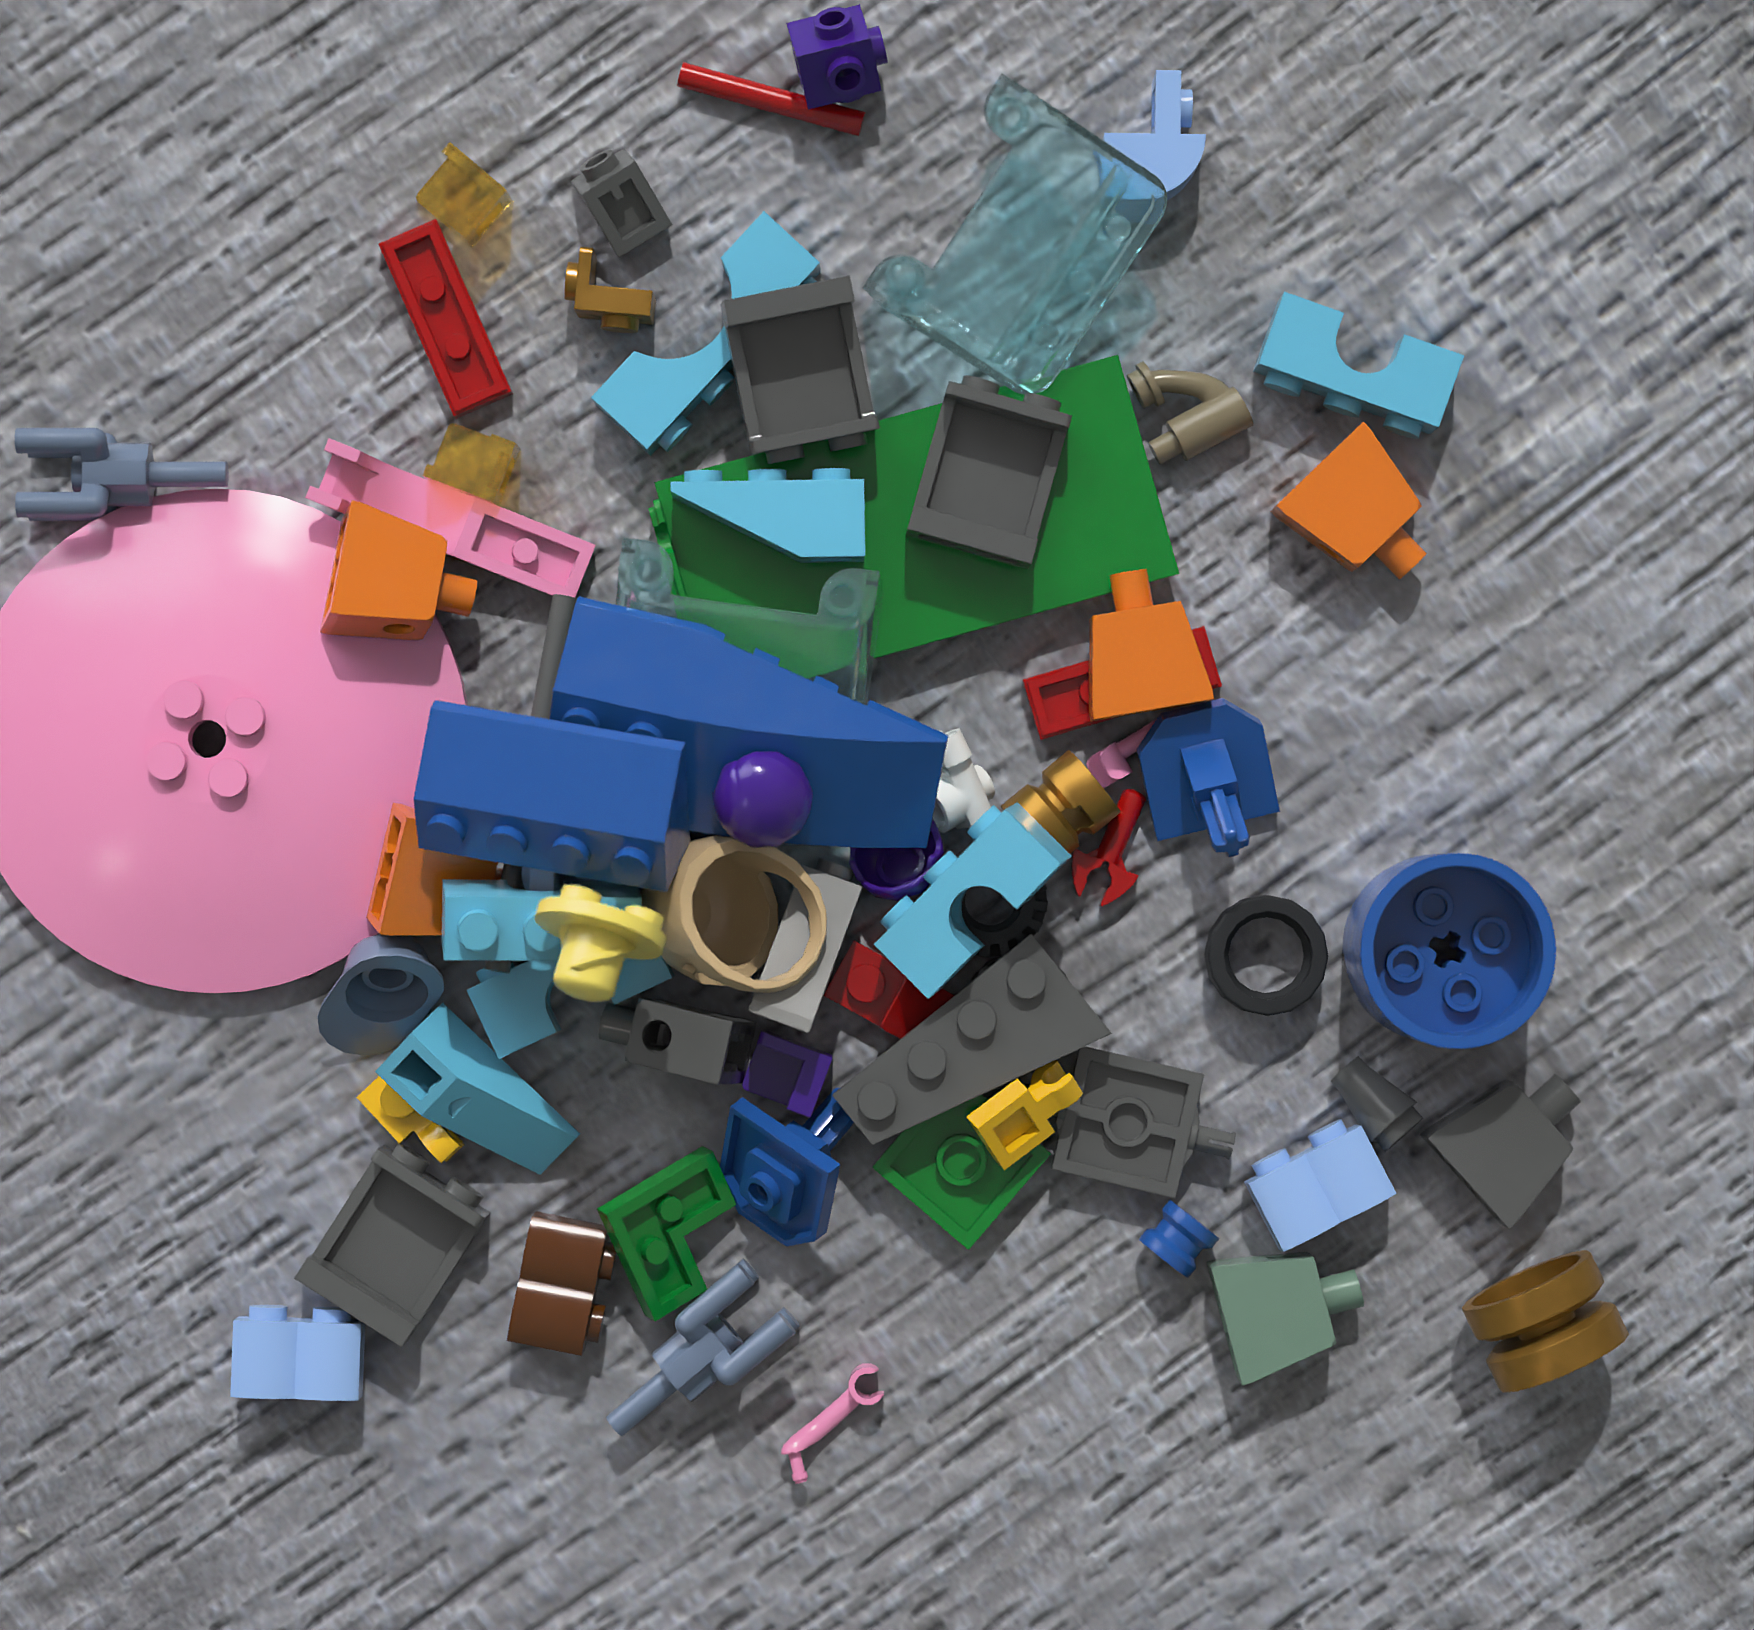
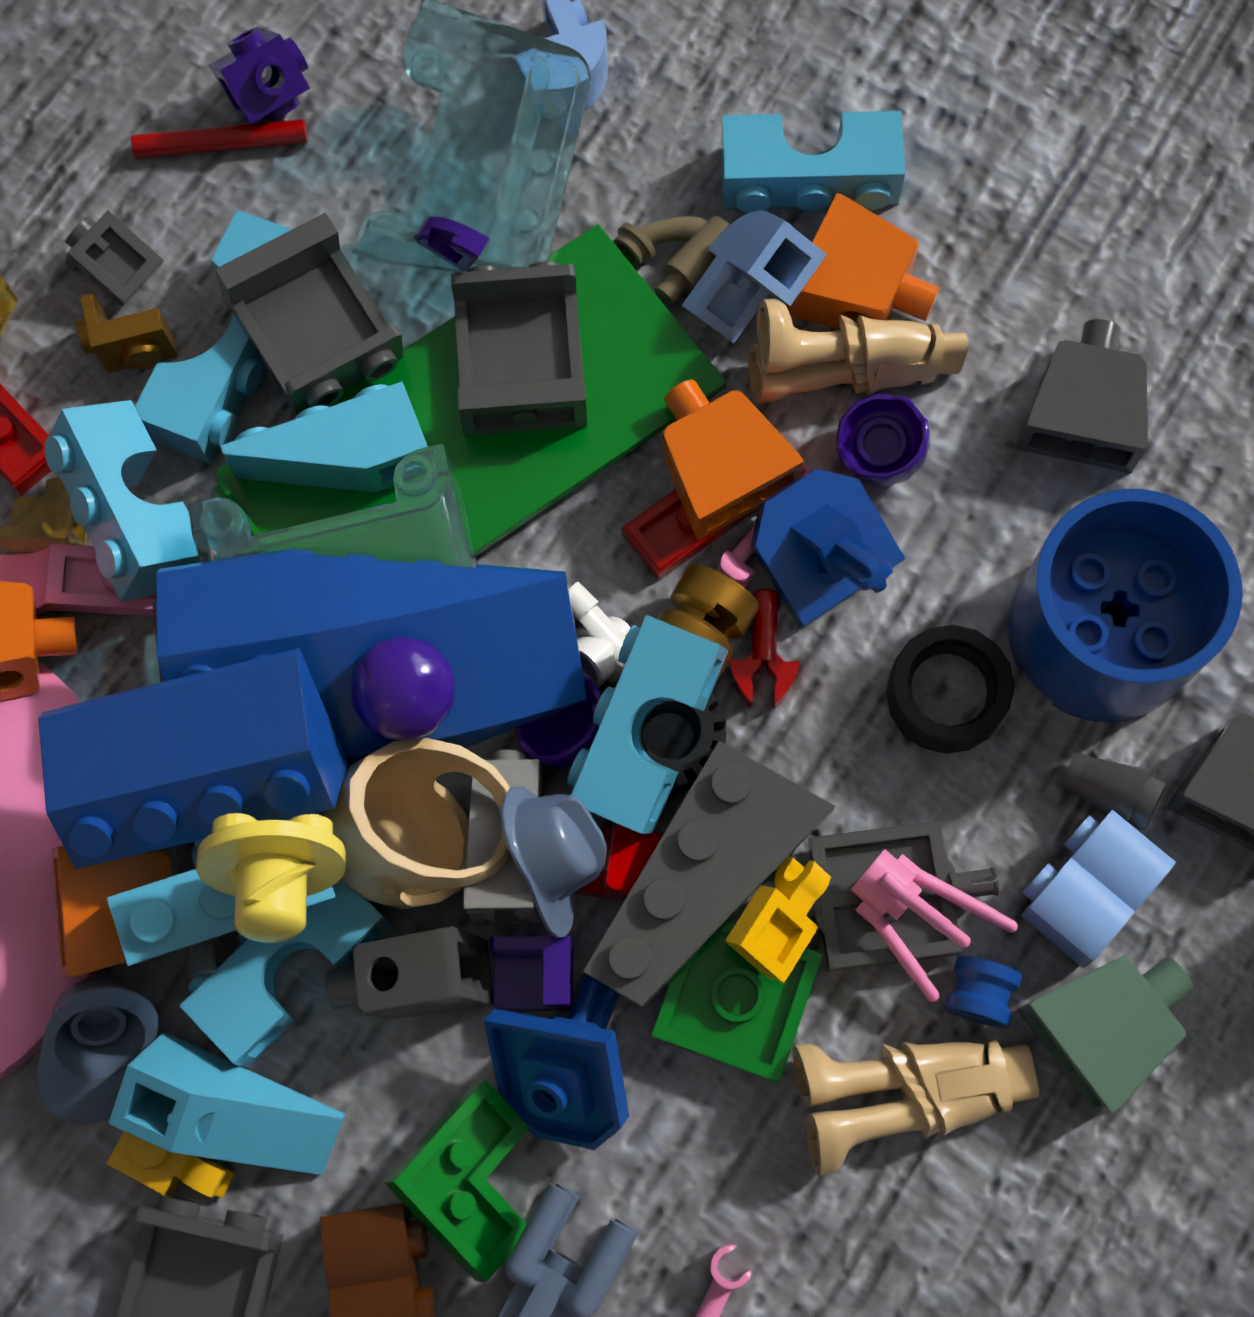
camera: 20 degrees left, 15 degrees down
(557, 537) = (98, 457): none -> medium azure arch
(844, 984) = (554, 850): none -> sand blue piece
(961, 350) = (451, 241): none -> dark purple tile
(1107, 1306) = (939, 1085): none -> tan piece
(1131, 1123) = (892, 889): none -> bright pink plant
(1246, 468) = (752, 259): none -> light blue brick
(1304, 690) = (883, 440): none -> dark purple hair
(1322, 596) = (863, 354): none -> tan piece
(1520, 724) = (1091, 403): none -> dark grey torso

